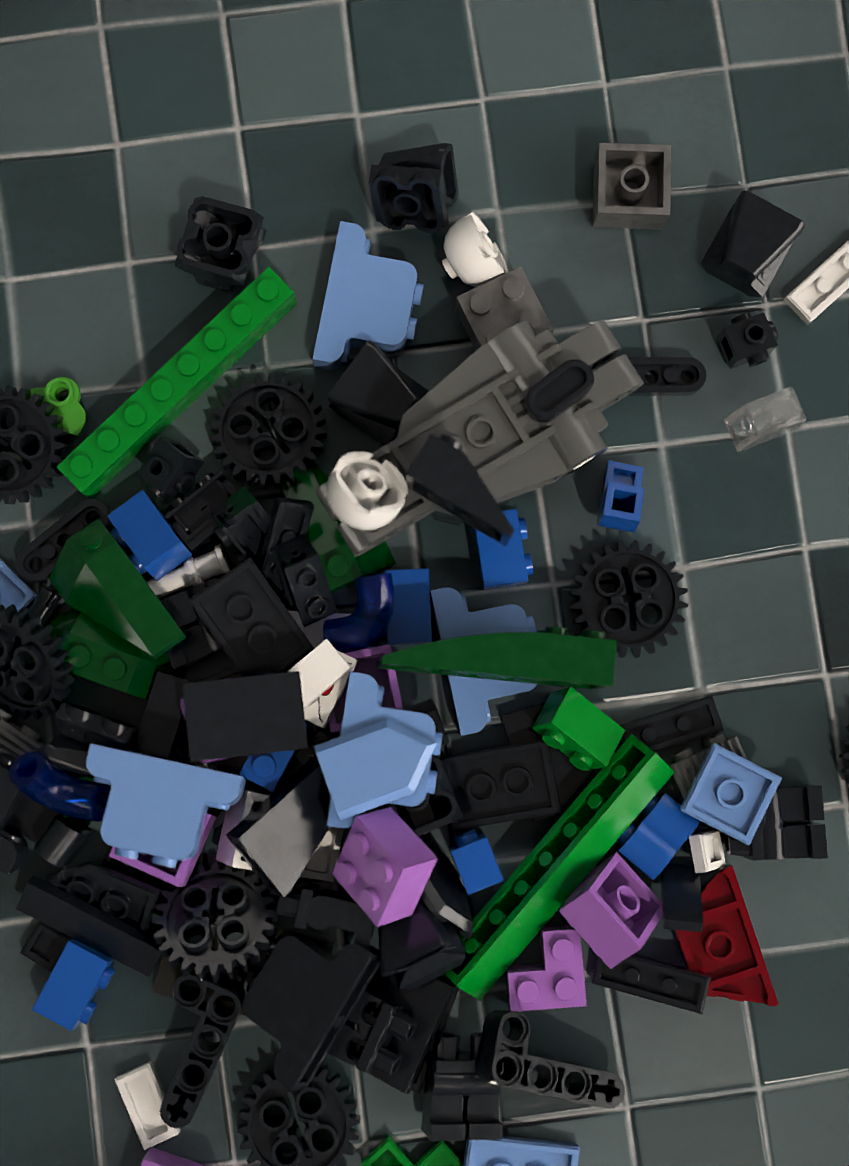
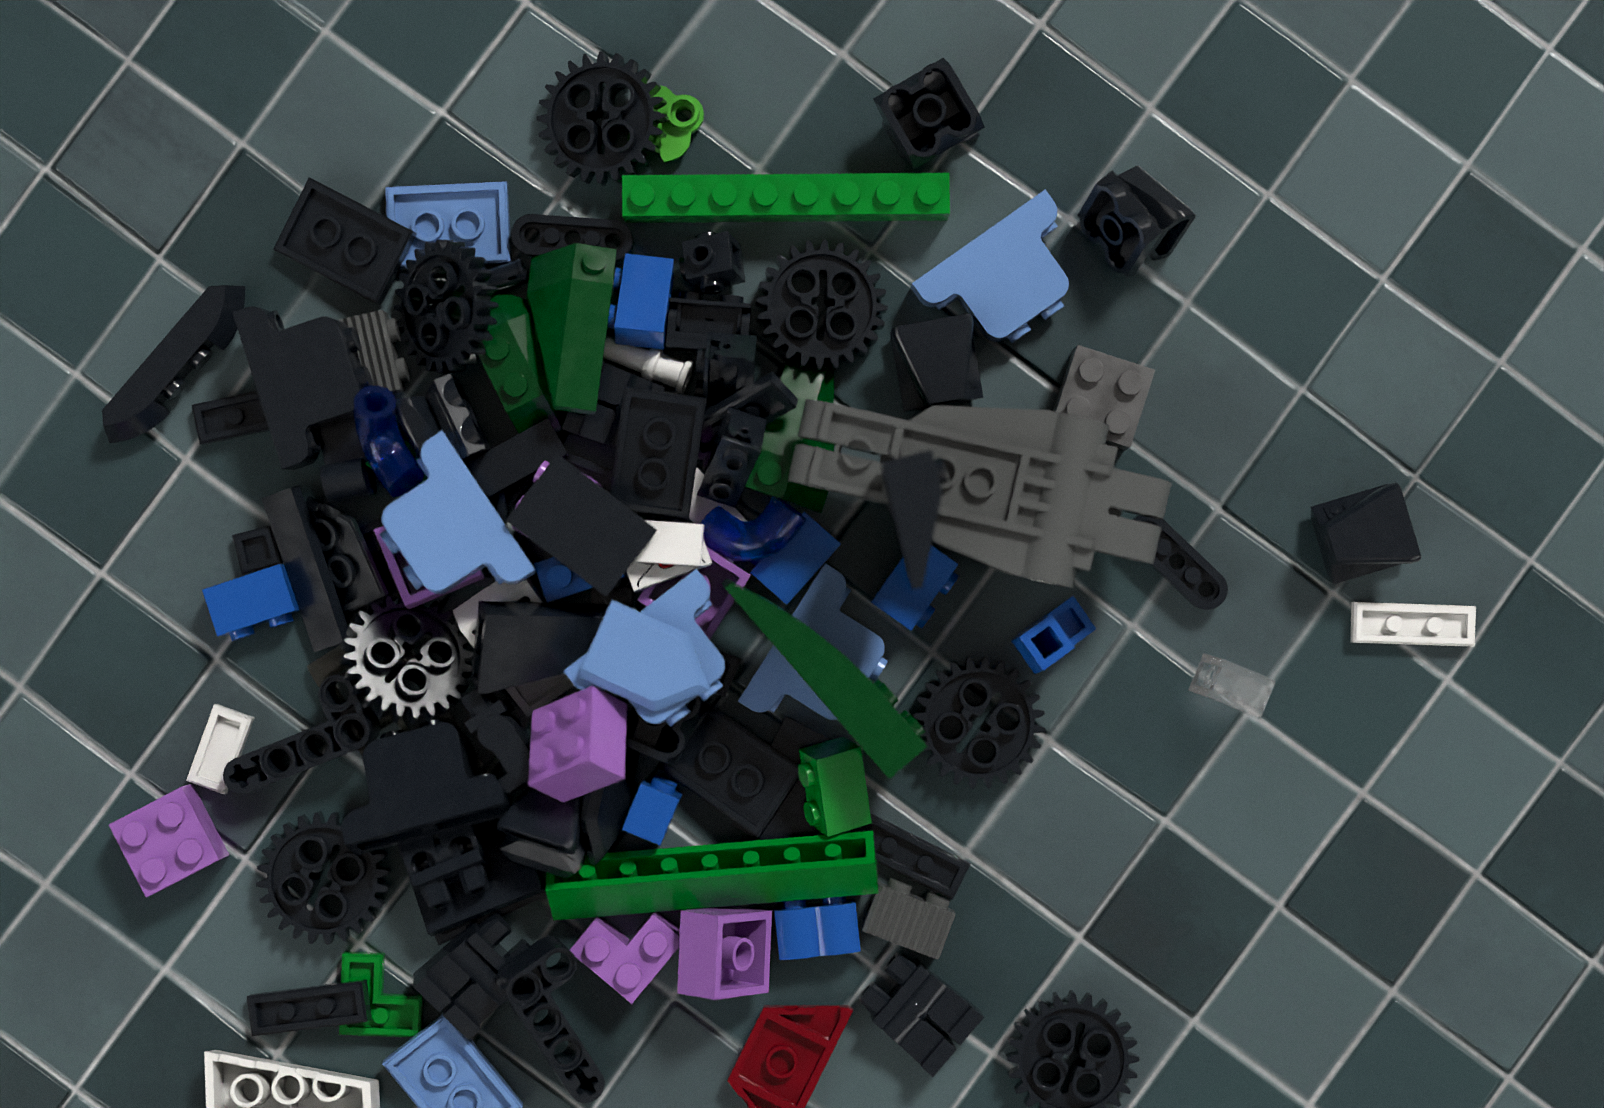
camera: 50 degrees right, 5 degrees up
(365, 491) = (841, 442): white cylinder -> none
(472, 253) = (1128, 320): white cylinder -> none
(559, 391) = (1074, 507): black tile -> none
(631, 186) = (1314, 389): flat silver brick -> none
(655, 981) = (704, 1039): black tile -> none
(681, 898) = (787, 995): black tile -> none
(707, 850) = (845, 979): white tile -> none
(730, 794) = (905, 953): medium blue tile -> none
(748, 340) = (1270, 605): black brick -> none

